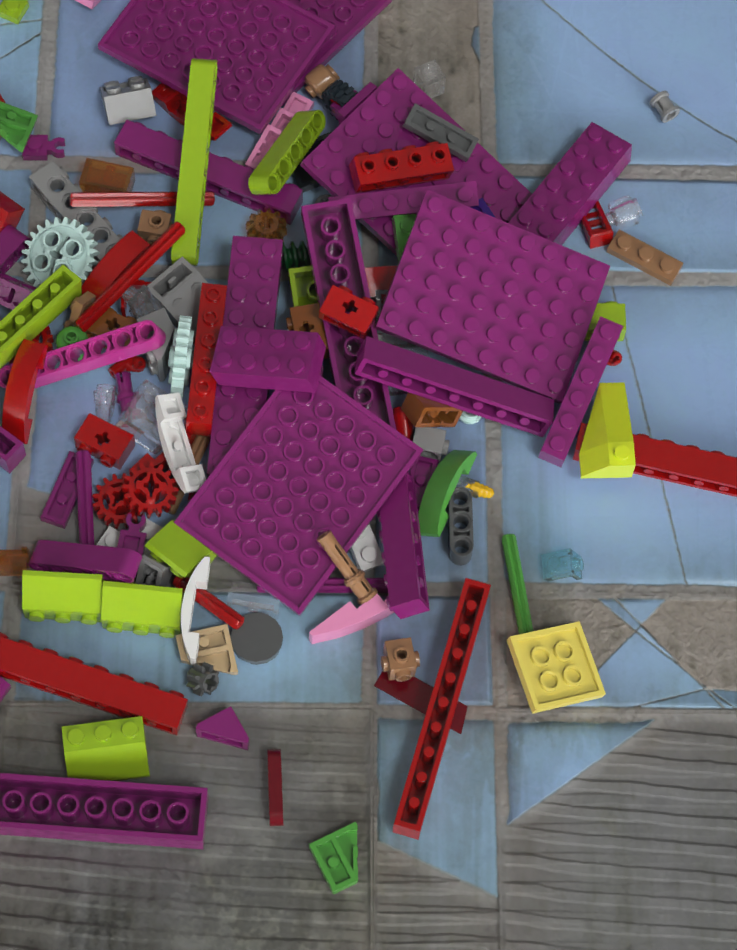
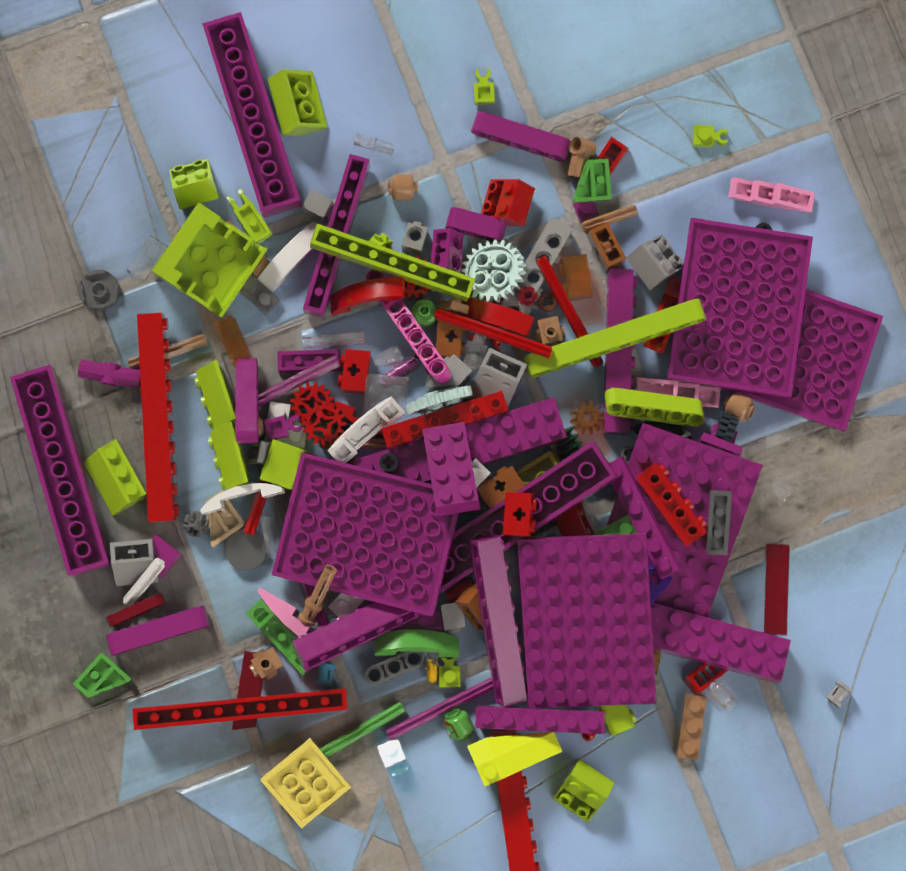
camera: 70 degrees right, 15 degrees up
(53, 461) = (333, 340): none -> clear pin
(58, 125) = (611, 218): none -> medium nougat axle
(88, 137) = (606, 247): none -> dark orange brick
(106, 235) = (522, 296): none -> dark red plate
(122, 215) = (546, 295): none -> copper bush
(218, 764) = (131, 560): none -> light grey slope
(231, 438) = (393, 458): none -> black bush
(247, 760) = (144, 582): none -> white axle
(310, 771) = (157, 630): none -> magenta beam
(371, 637) = (276, 631): none -> bright green slope
(440, 603) = (325, 674): none -> dark azure bush
(490, 474) = (449, 674): none -> lime plate
(526, 497) = (440, 709): none -> magenta axle
(528, 124) = (776, 589): none -> dark red sticker
(552, 483) = (458, 725): none -> bright green head
(674, 384) = (584, 790): none -> lime slope

